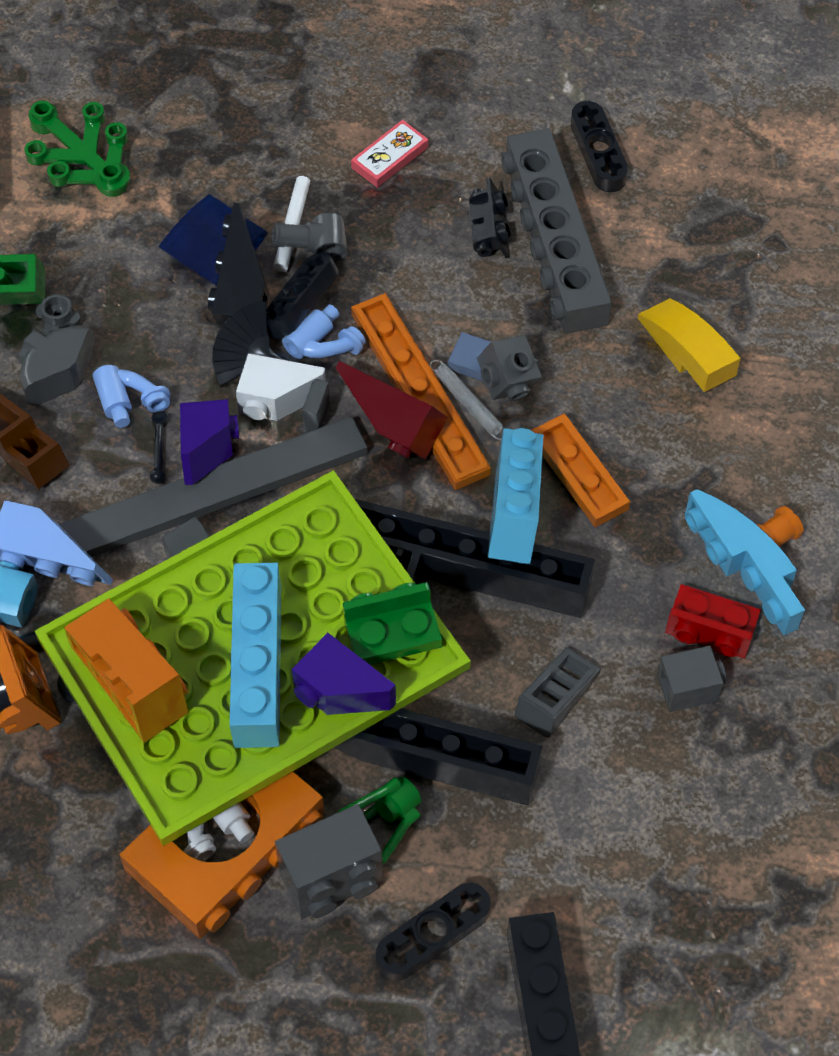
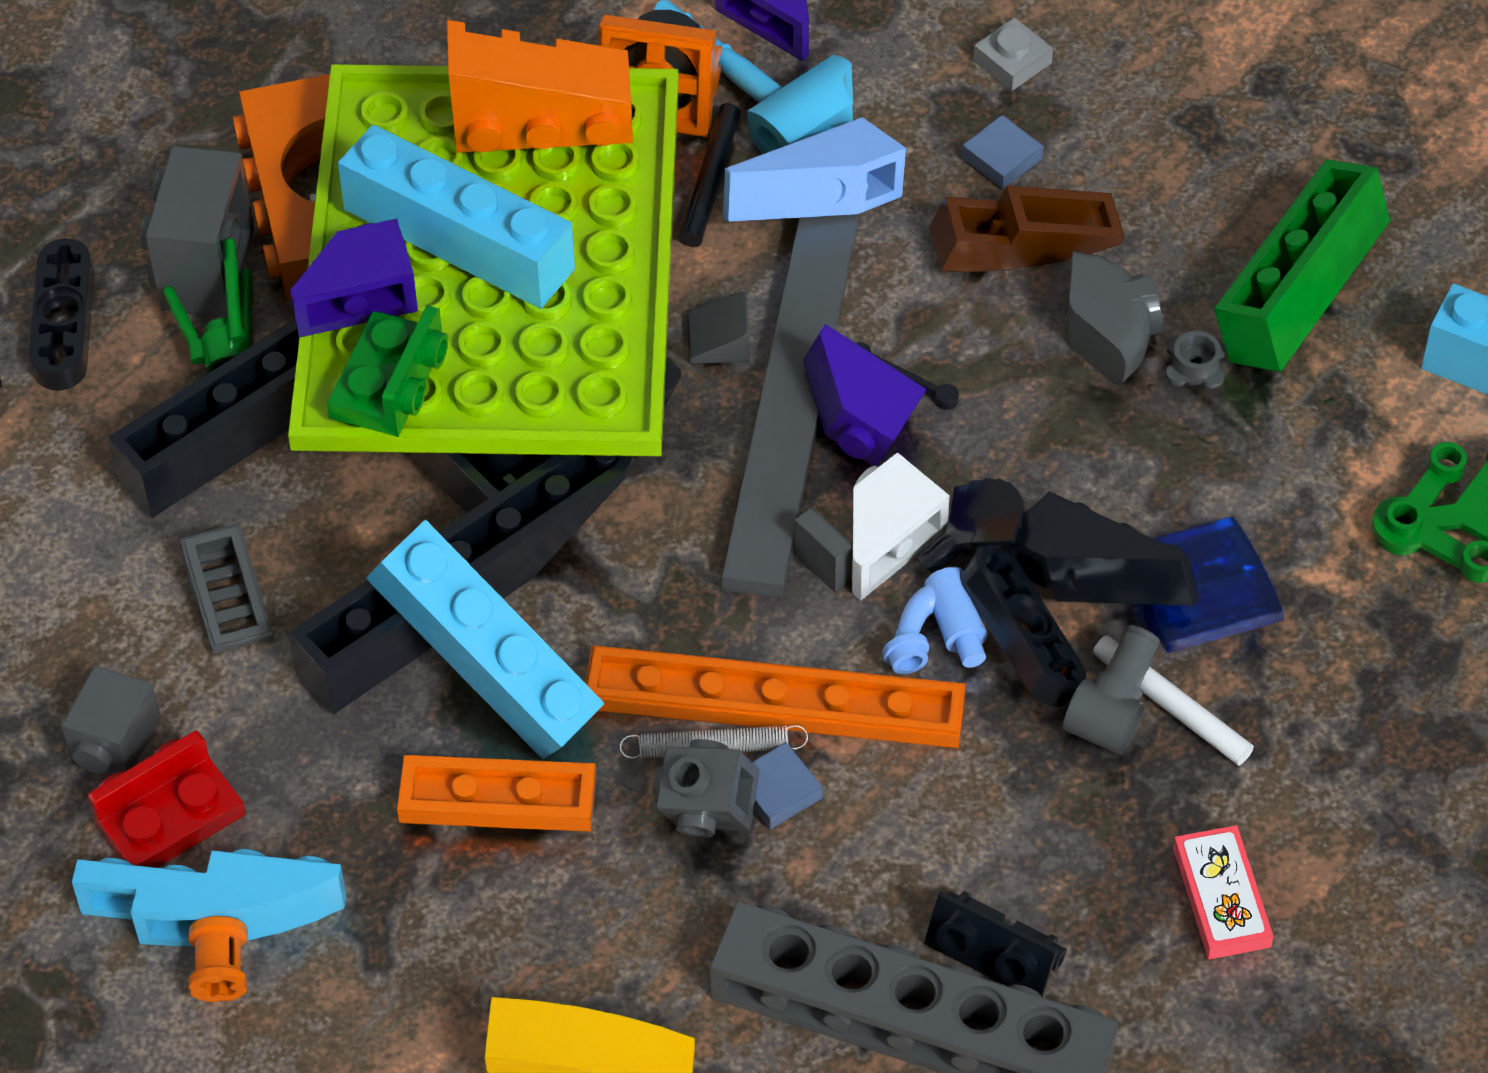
camera: 125 degrees right, 5 degrees down
(114, 398) = (1025, 359): light blue plant -> none
(395, 414) = (753, 620): dark red slope -> none

